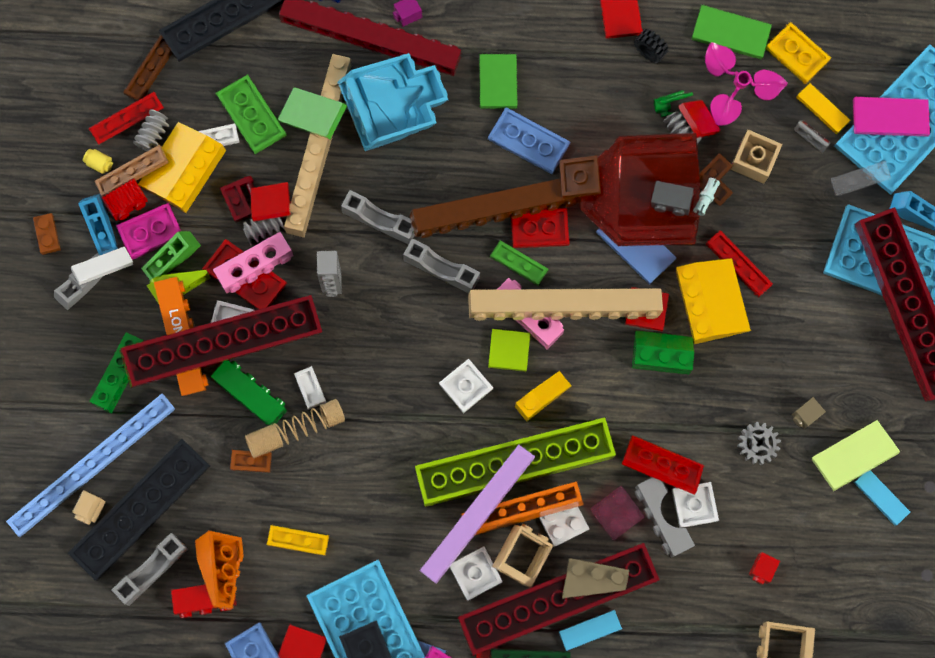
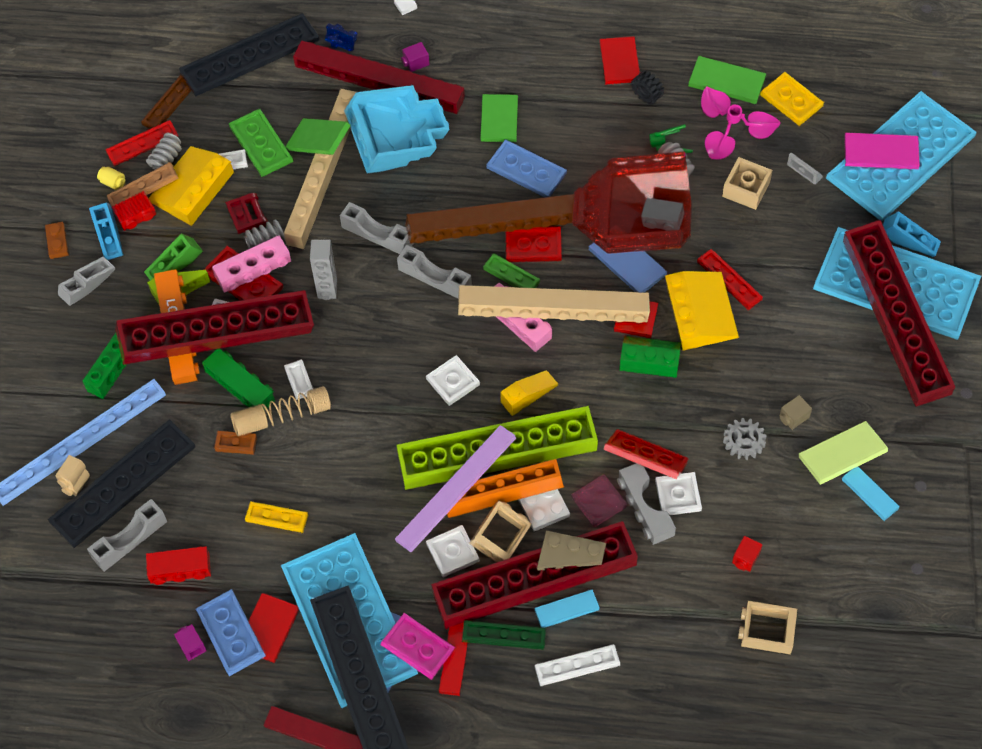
camera: 10 degrees right, 15 degrees down
(101, 265) = (106, 265): white tile -> none
(148, 231) = (152, 239): dark pink tile -> none
(219, 564) = (196, 530): orange wedge -> none
(270, 201) = (272, 212): red tile -> none
(509, 350) = (497, 350): lime tile -> none
(580, 177) = (572, 192): reddish brown plate -> none
(699, 118) = (693, 149): red tile -> none
(706, 196) = (696, 215): light aqua pin -> none
(717, 169) = (703, 202): reddish brown plate -> none
(823, 108) = (815, 146): yellow tile -> none
(860, 178) = (851, 205): clear tile -> none

